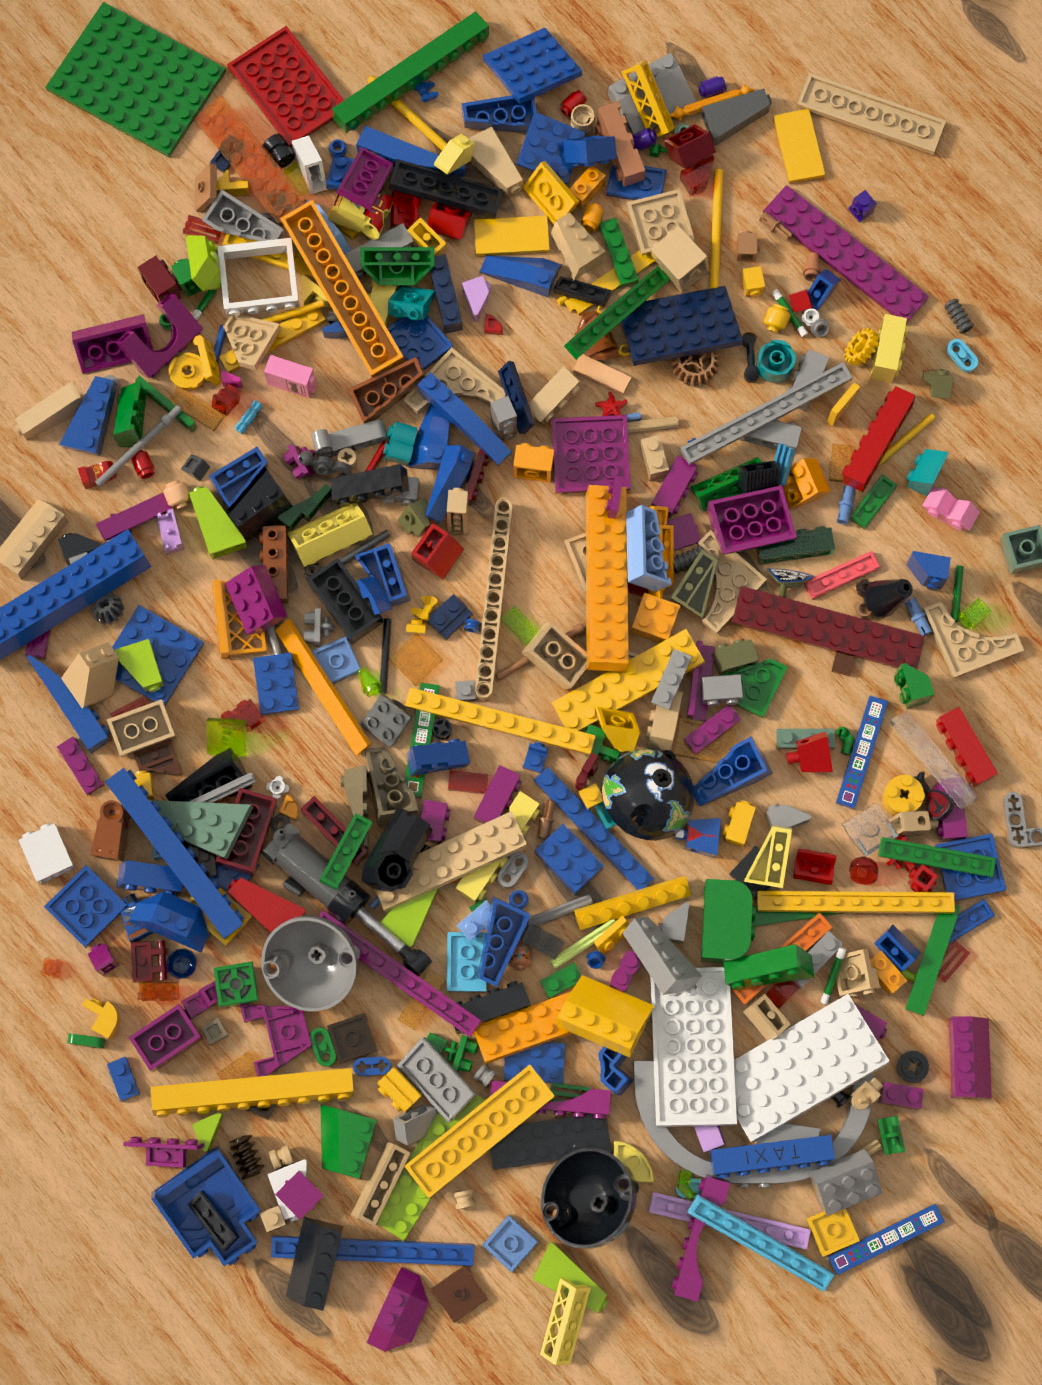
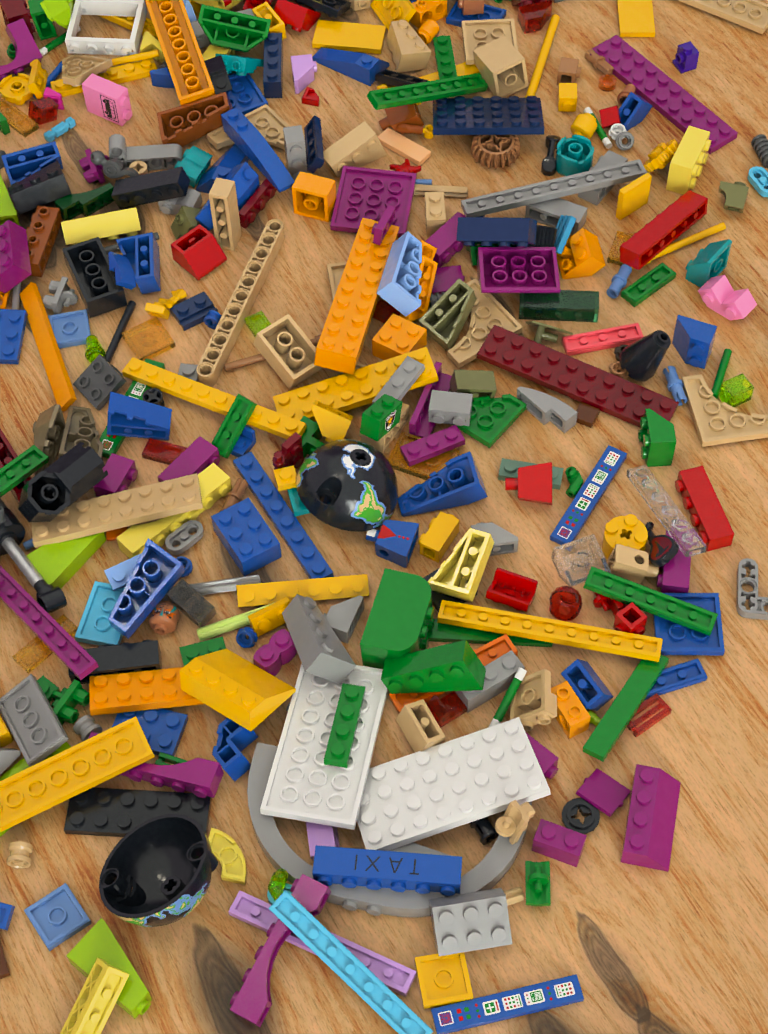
camera: 15 degrees right, 20 degrees down
(397, 326) = (218, 75): none -> black slope
(528, 748) = (233, 425): none -> green tile
(666, 723) = (381, 417): none -> green brick
(705, 1032) = (344, 725): none -> green plate
(724, 483) = (496, 231): none -> dark blue brick
(788, 251) = (607, 83): none -> clear orange tile
(807, 666) = (548, 408): none -> light grey slope
(927, 1041) = (603, 792): none -> magenta piece

